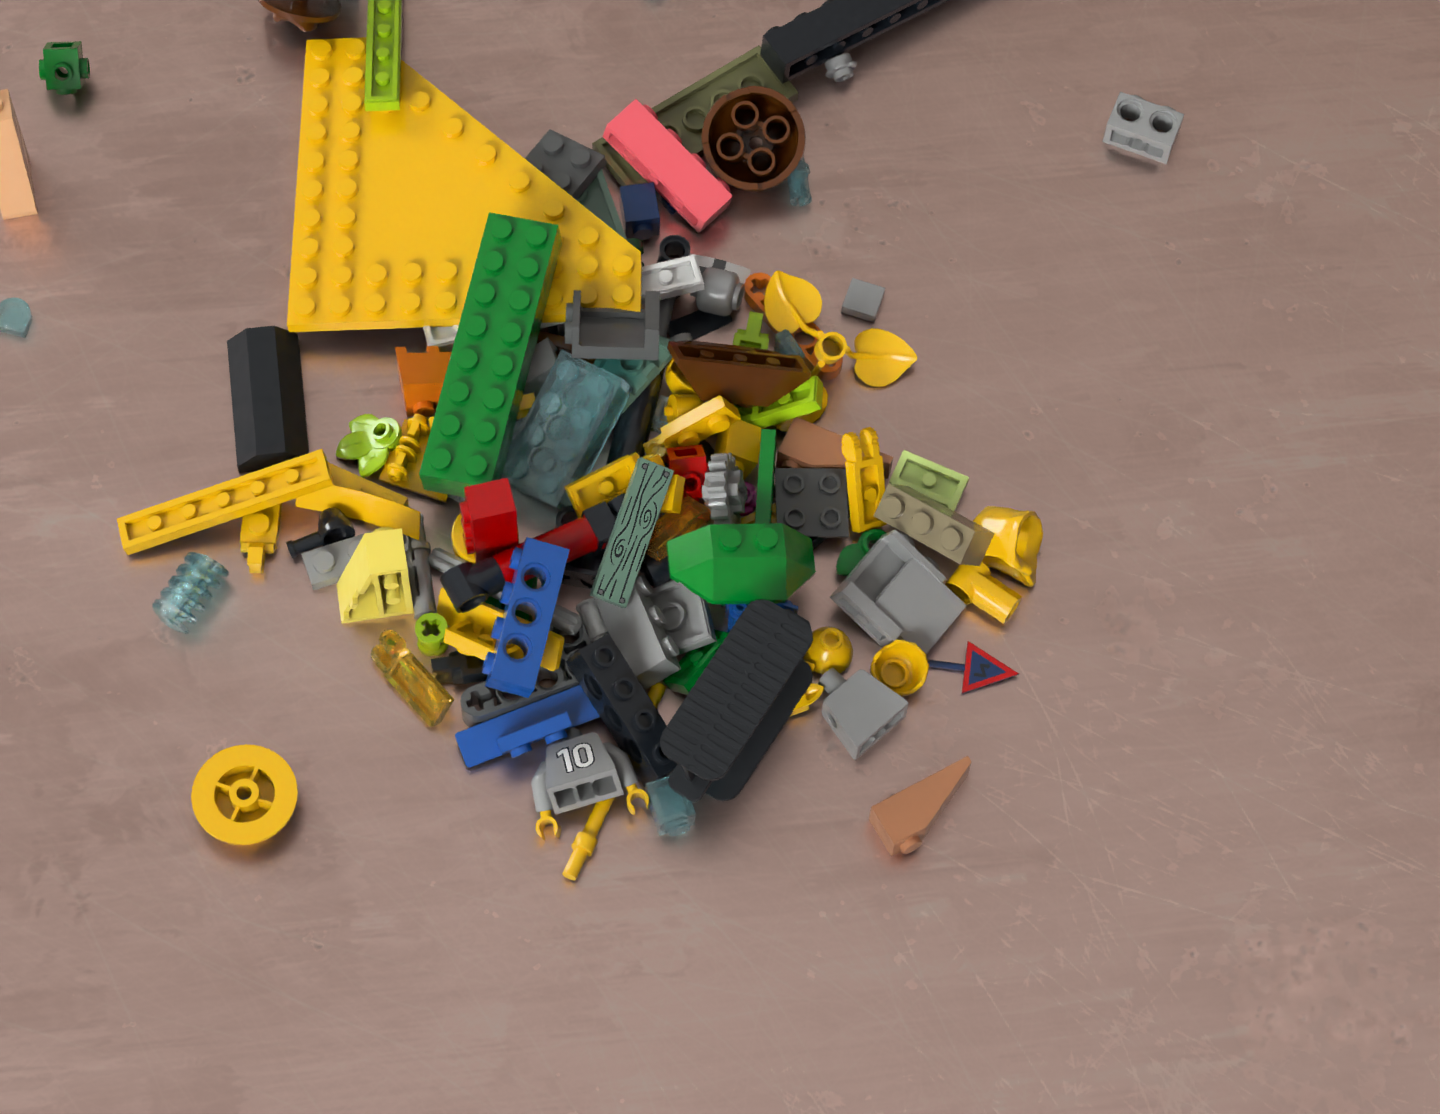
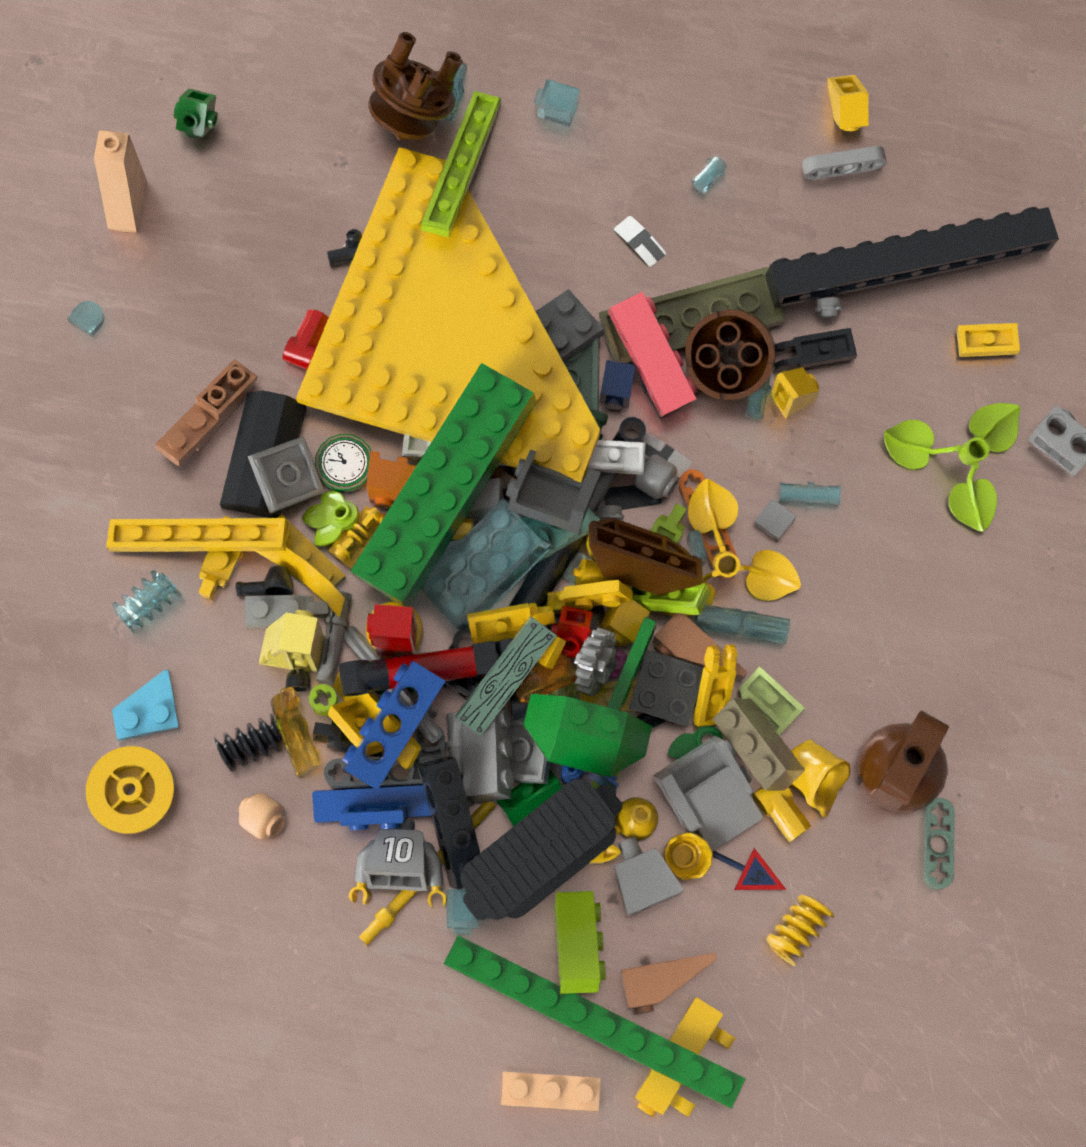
camera: 20 degrees right, 10 degrees up
(190, 375) = (208, 414): none -> nougat slope
(232, 710) = (147, 710): none -> medium azure wing
(273, 274) = (302, 347): none -> red piece
(288, 161) = (348, 250): none -> black arm
(304, 409) = (286, 474): none -> light grey tile
(363, 382) = (343, 463): none -> tile
(364, 703) = (250, 743): none -> black piece
(397, 622) = (299, 682): none -> black hinge
(406, 778) = (262, 816): none -> light nougat head
(609, 61) = (640, 240): none -> white sticker
(812, 793) = (578, 942): none -> lime brick
(834, 161) = (794, 390): none -> yellow slope
(839, 963) = (550, 1091): none -> light nougat brick
(844, 114) = (817, 349): none -> black hinge
(860, 871) = (595, 1022): none -> green plate
(870, 412) = (743, 623): none -> clear light blue axle
(891, 261) = (810, 493): none -> clear light blue pin
(967, 882) = (692, 1033): none -> yellow brick
(1023, 51) = (988, 340): none -> yellow plate
(1047, 706) = (798, 927): none -> yellow piece
(1062, 141) = (995, 431): none -> lime plant
(1099, 499) = (890, 776): none -> reddish brown piece
(1162, 590) = (945, 867): none -> sand green beam

